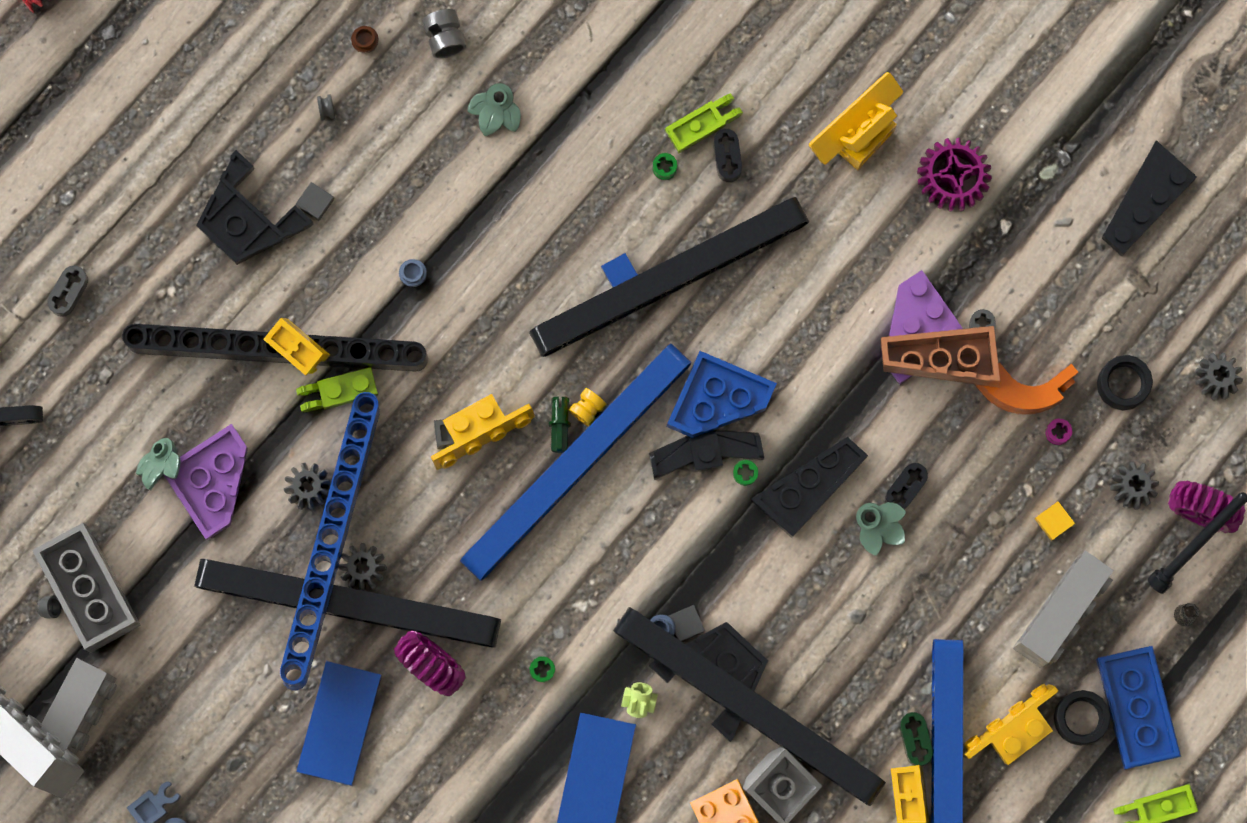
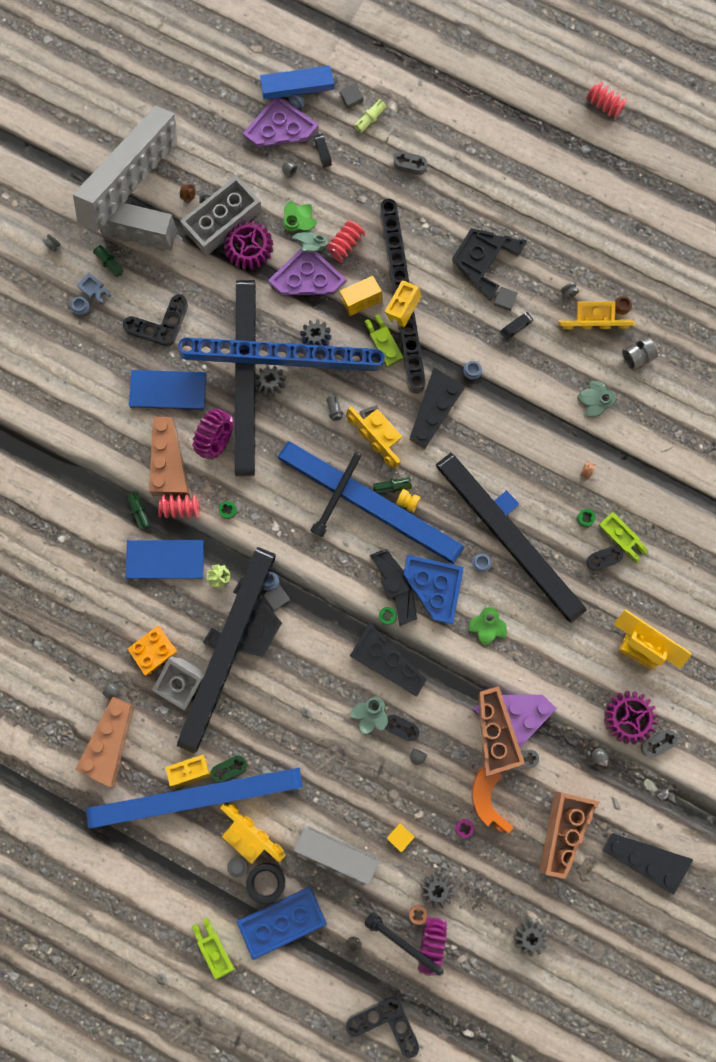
camera: 80 degrees right, 0 degrees up
(32, 473) = (289, 169): none -> dark grey hinge
(33, 633) = (187, 193): none -> reddish brown plate
(111, 472) = (300, 215): none -> bright green plate
(114, 775) = (108, 261): none -> dark green axle
(134, 567) = (259, 253): none -> magenta gear
(169, 413) = (344, 239): none -> coral piece
(242, 718) = (159, 330): none -> black beam
(261, 407) = (361, 295): none -> yellow hinge
(361, 195) = (516, 325): none -> black beam
(372, 81) = (596, 314): none -> yellow bracket
(425, 483) = (334, 408): none -> dark grey pin
(451, 335) = (436, 404): none -> black wing
(452, 742) = (166, 464): none -> nougat wedge
(516, 800) = (138, 511): none -> dark green axle
(523, 737) = (178, 506): none -> coral piece
(597, 147) = (587, 470): none -> nougat bush
(599, 541) = (320, 526): none -> black piece
(697, 325) = (481, 563): none -> sand blue plate
(793, 336) = (488, 628): none -> bright green plate
(950, 473) = (417, 757): none -> dark grey hinge
(997, 229) = (599, 755): none -> dark grey hinge
(1001, 144) = (661, 747): none -> dark grey beam
(1052, 753) = (237, 867): none -> dark grey plate
(1090, 297) = (565, 832): none -> nougat wedge
(1130, 362) = (525, 869): black tyre -> none
(1158, 528) = (424, 914): none -> nougat bush

